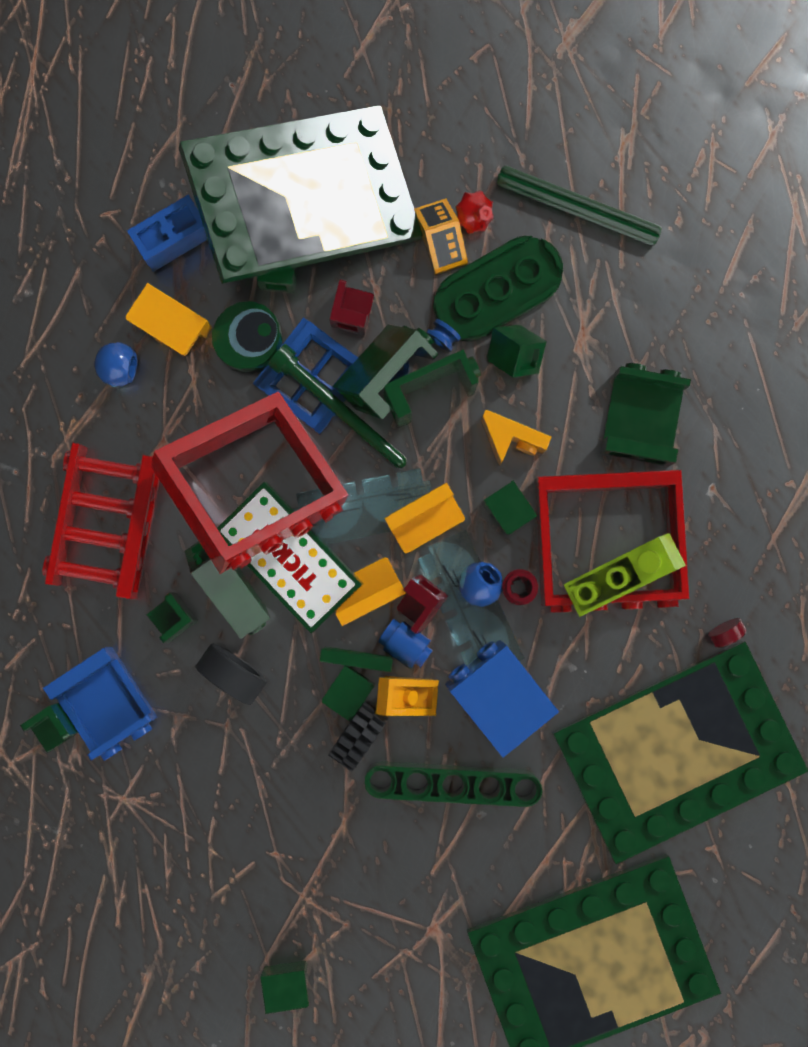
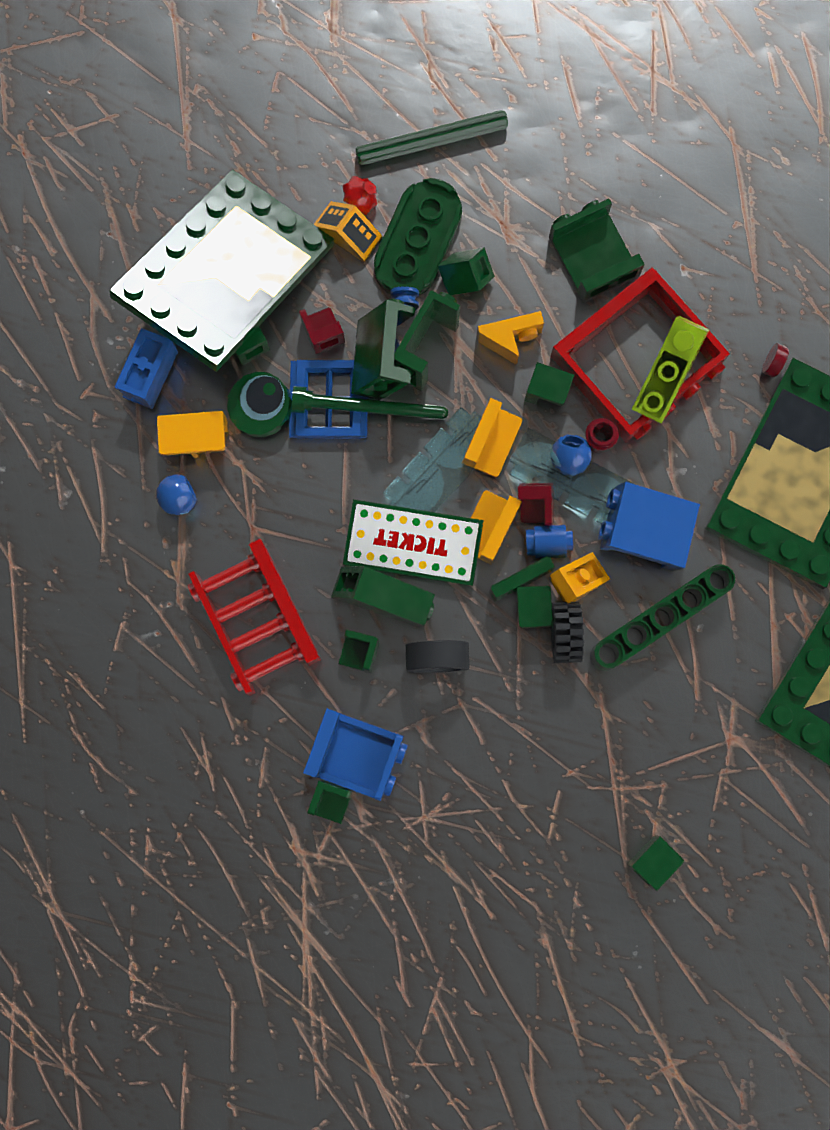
camera: 30 degrees left, 5 degrees down
(197, 444) = (363, 563): red window -> none

